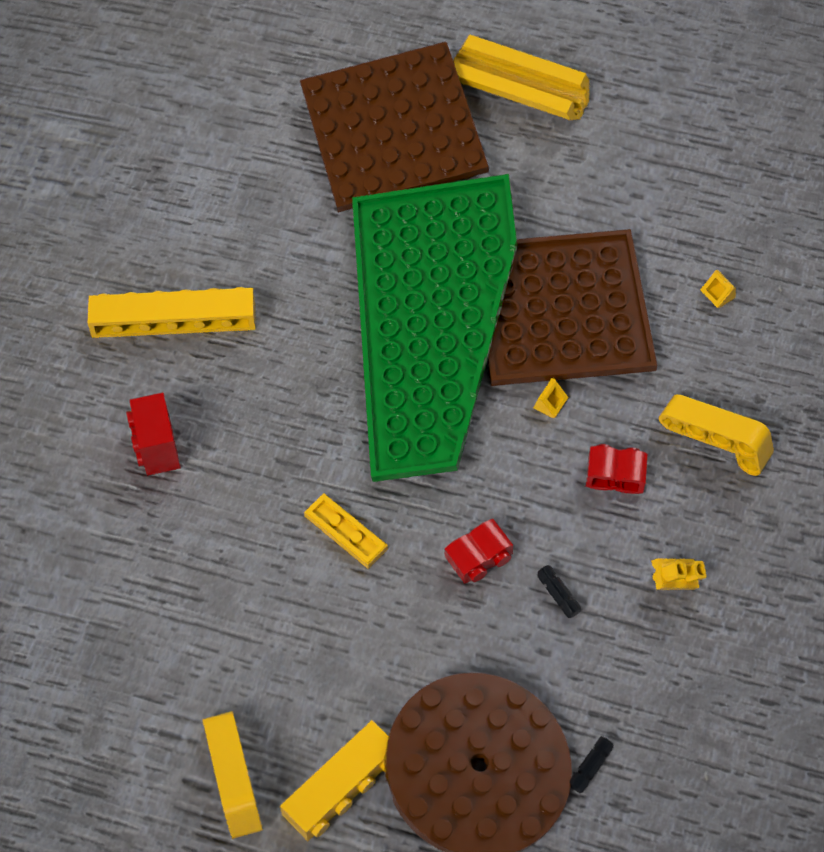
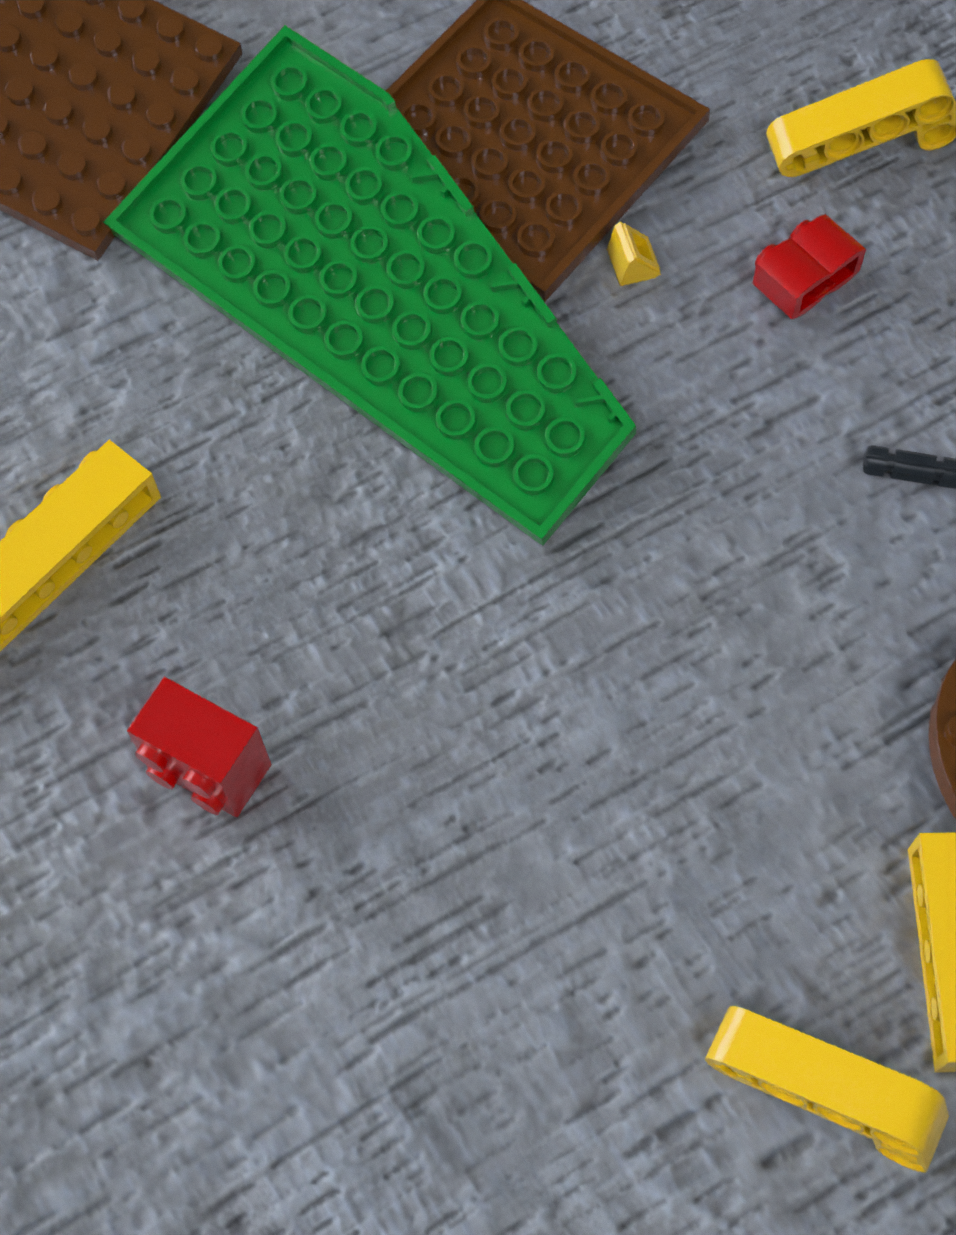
camera: 45 degrees left, 5 degrees up
(346, 531) = (583, 637): yellow tile -> none
(479, 551) = (775, 506): red brick -> none

